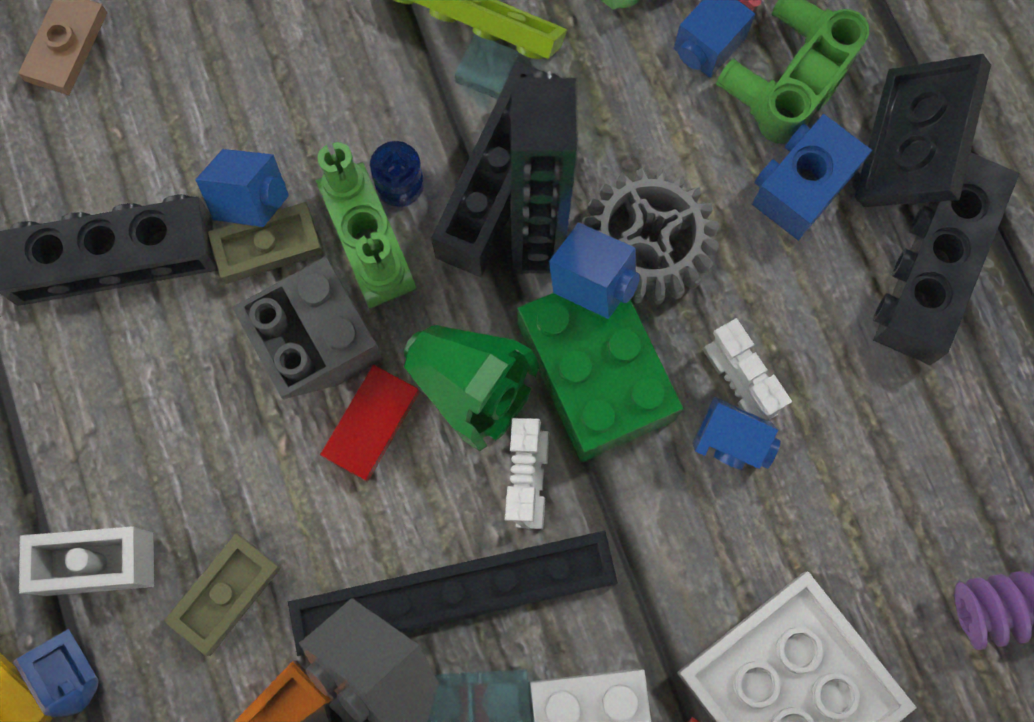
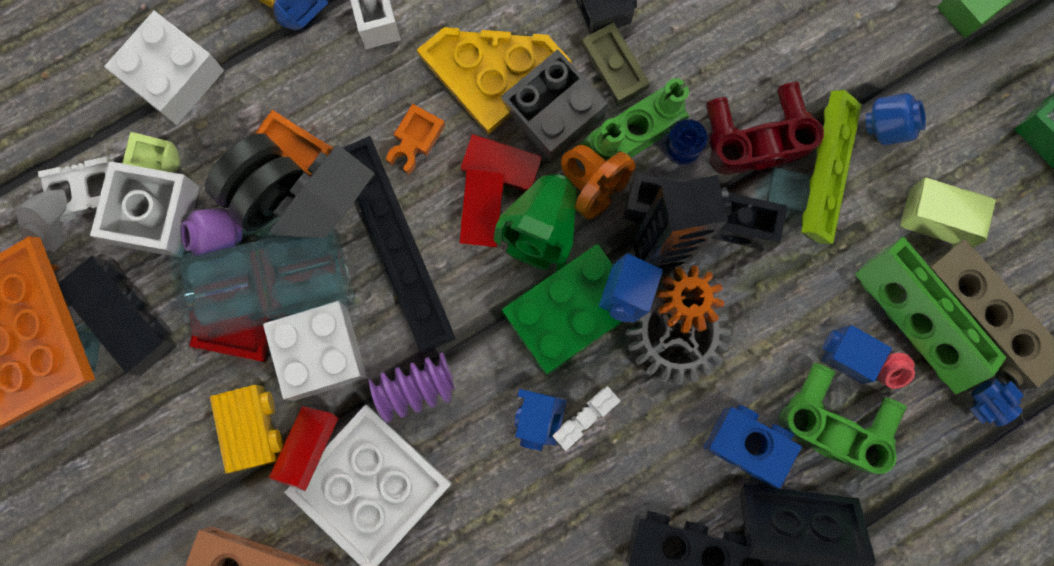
camera: 80 degrees right, 5 degrees up
(222, 594) = (367, 93): olive plate -> none
(227, 417) = (484, 67): none -> yellow plate
(242, 187) = (649, 37): blue brick -> none
(300, 532) = (417, 134): none -> orange plate
(421, 78) = (766, 143): none -> dark red piece
(427, 291) = (599, 178): none -> orange tile
(428, 459) = (481, 207): none -> red tile
(531, 448) = (482, 276): white piece -> none
(624, 185) = (695, 313): none -> orange gear
(667, 599) = (412, 389): none -> medium lavender piece

